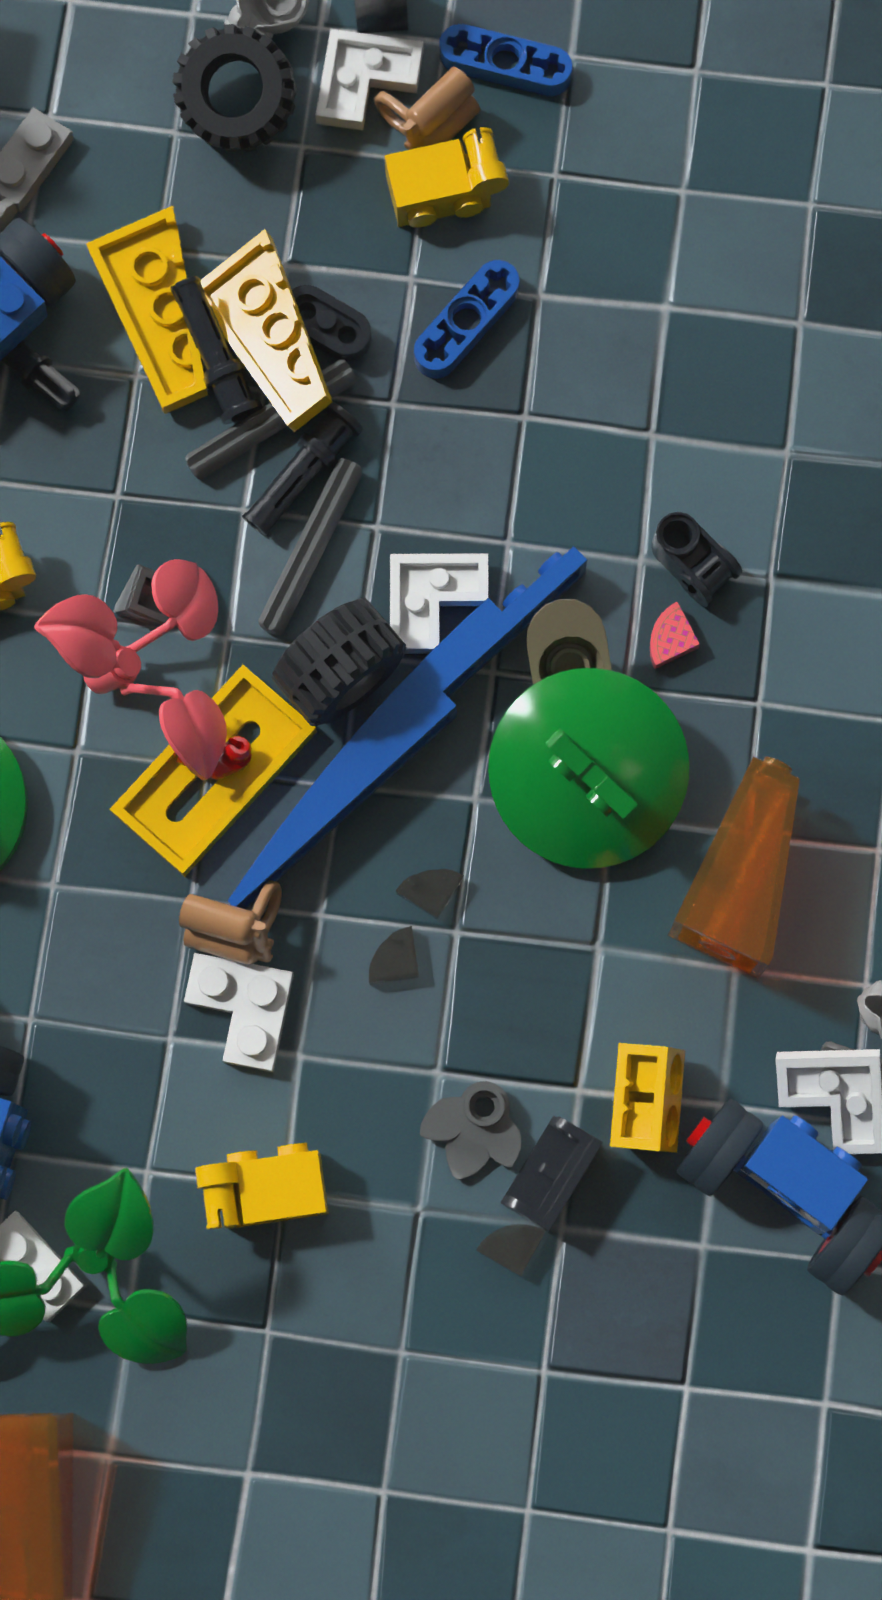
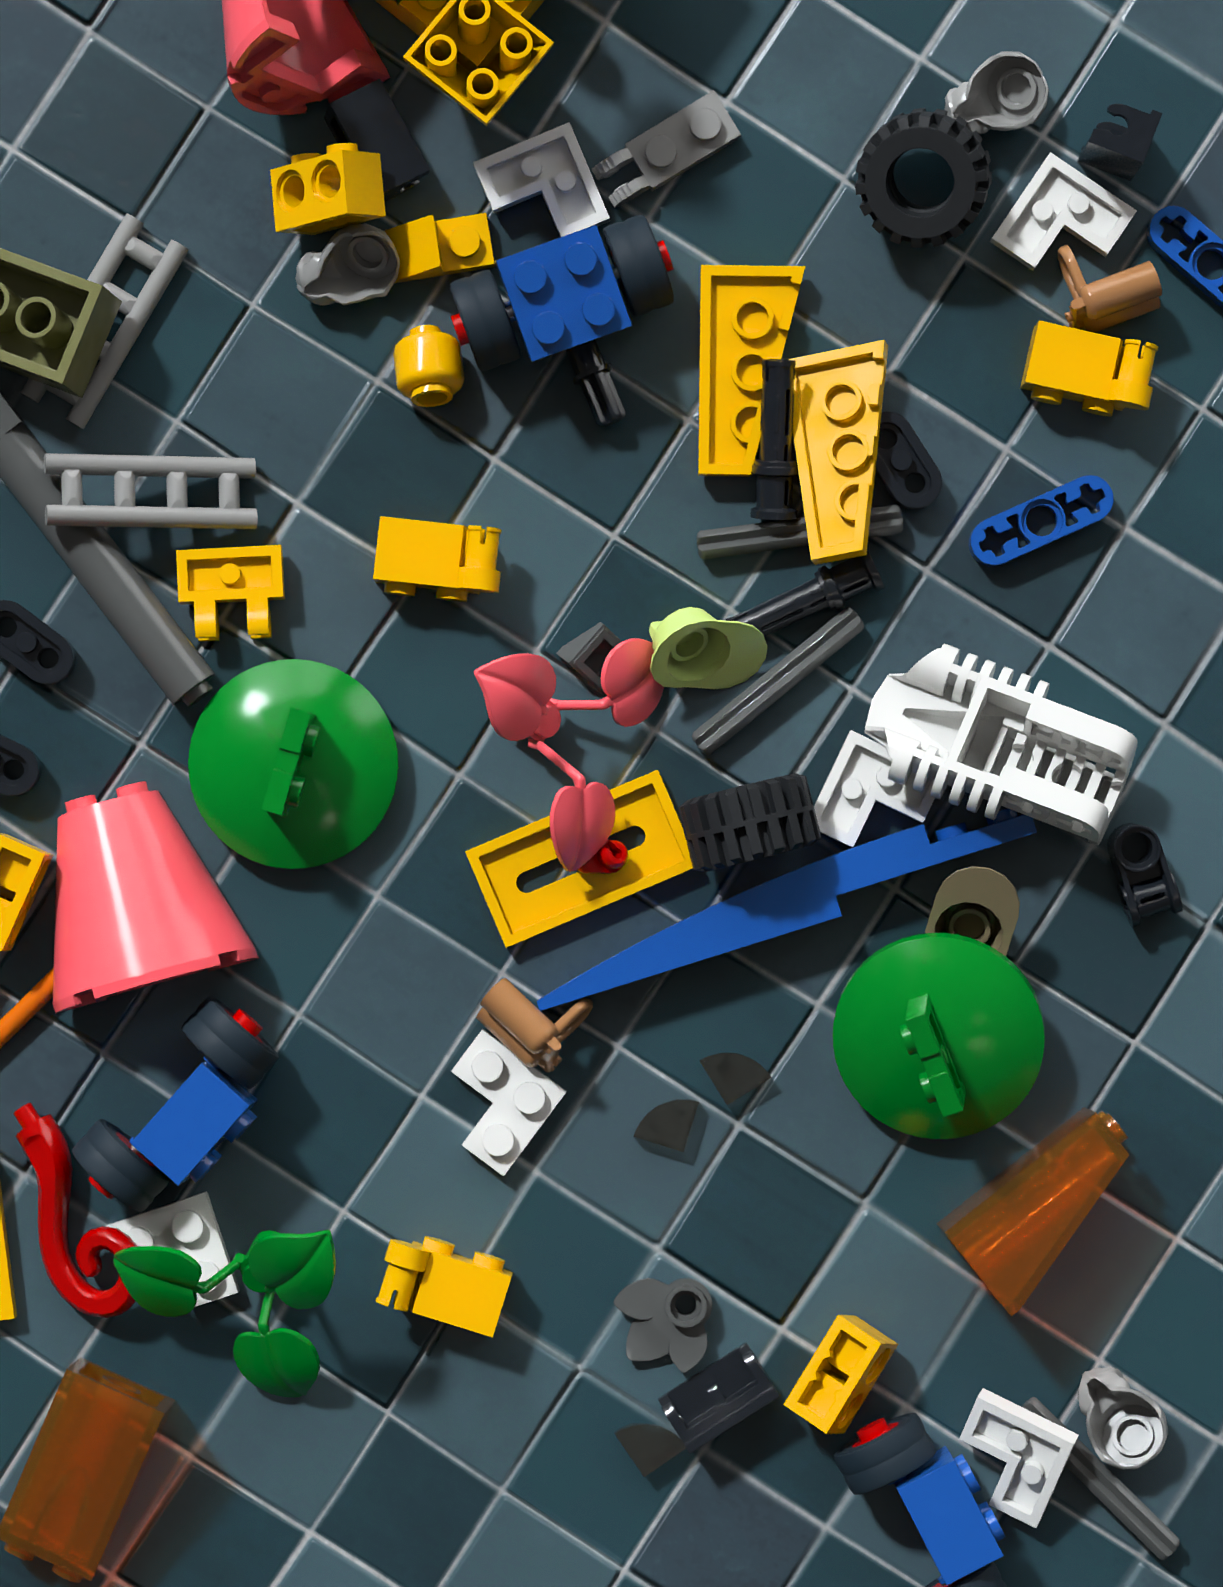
camera: 25 degrees right, 10 degrees up
(237, 546) = (703, 651): none -> yellowish green piece
(514, 503) = (1000, 743): none -> white connector
(671, 637) = (1083, 938): coral tile -> none

